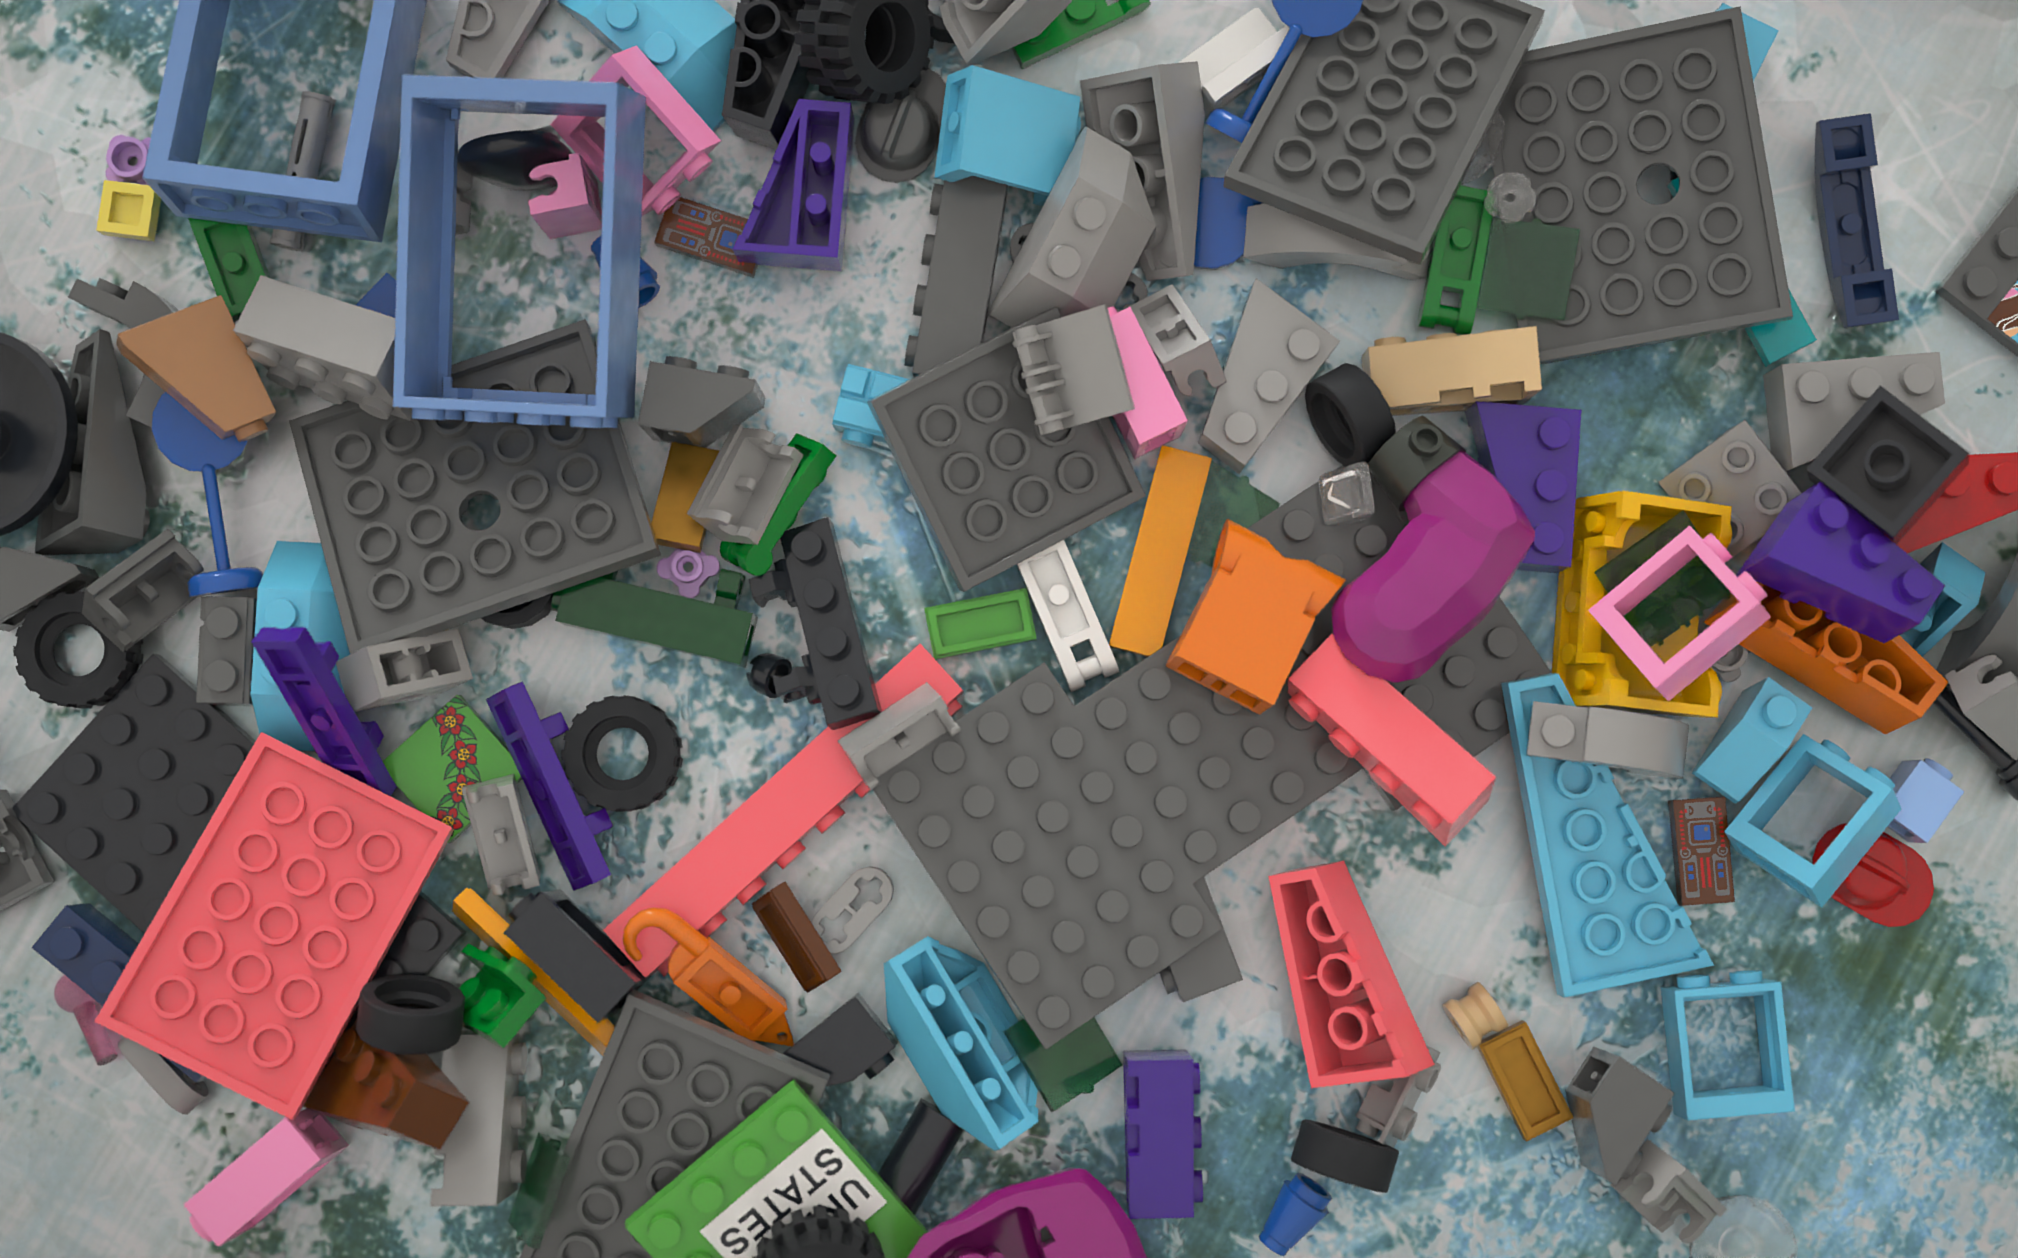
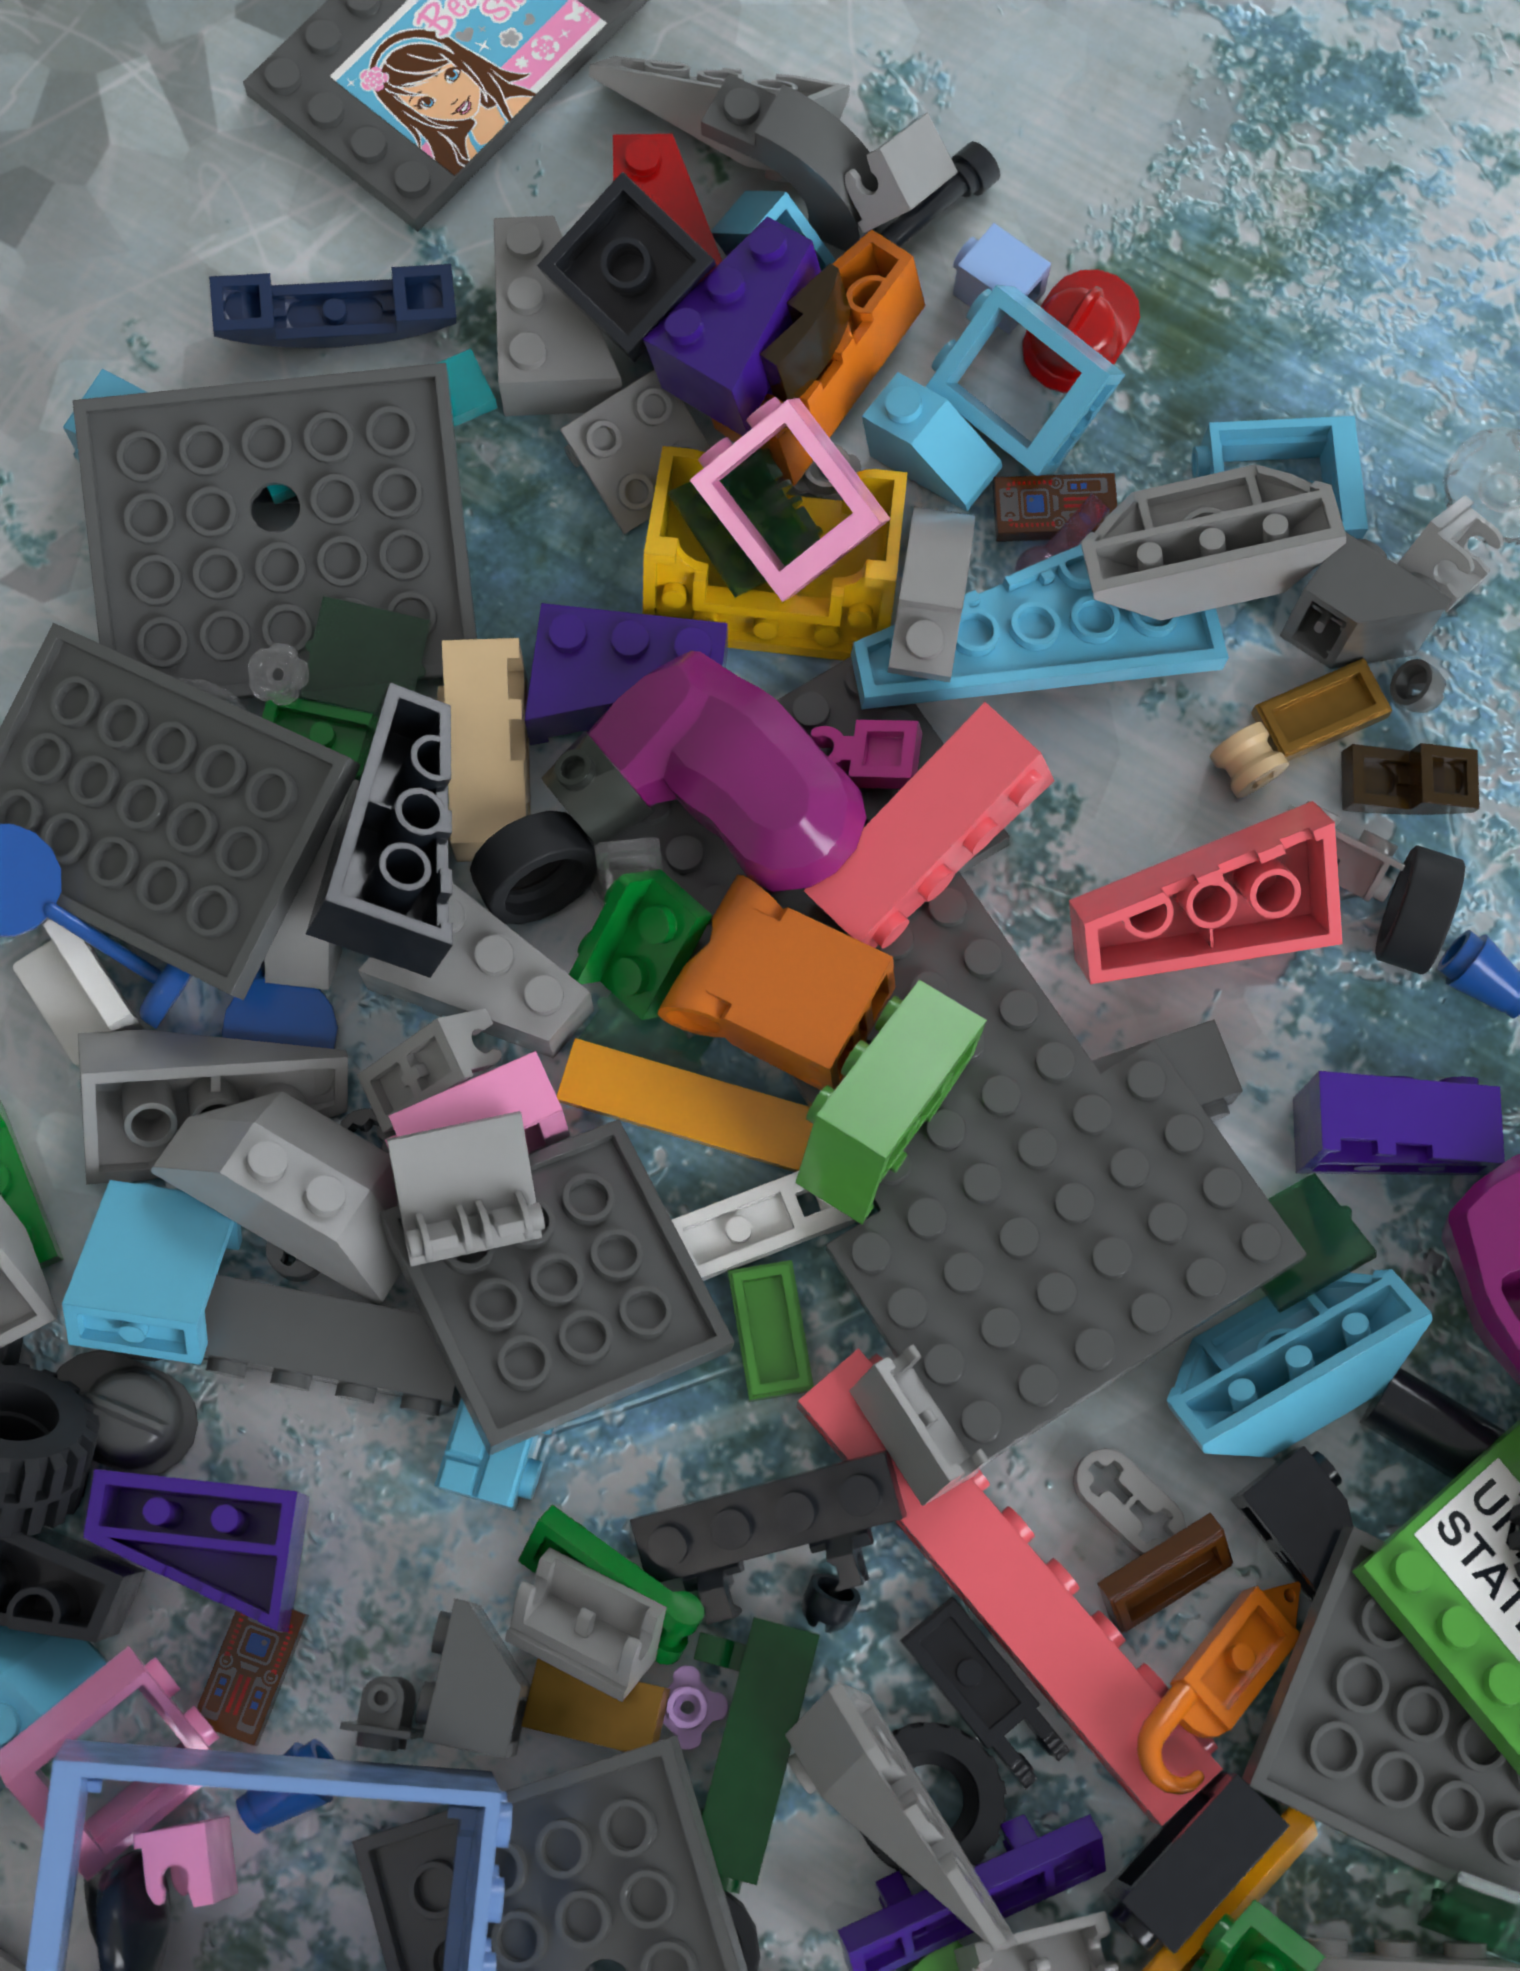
camera: 90 degrees left, 10 degrees down
(629, 703) = (864, 1774): none -> light grey wedge
(673, 335) = (385, 1714): none -> dark grey hinge
(708, 792) = (980, 1686): none -> black hinge
(1162, 705) = (886, 1097): none -> bright green wedge
(1291, 505) = (641, 940): none -> green bracket
(1347, 294) = (389, 857): none -> black wedge
(1458, 695) = (878, 754): none -> dark pink plate
(1465, 1155) = (1410, 782): none -> dark brown slope
(1560, 1163) = (1419, 676): none -> dark grey hinge
(1663, 977) = (1212, 541): none -> light grey wedge
(1670, 859) = (1069, 535): none -> clear pink bar
(1846, 634) = (805, 348): none -> dark brown slope

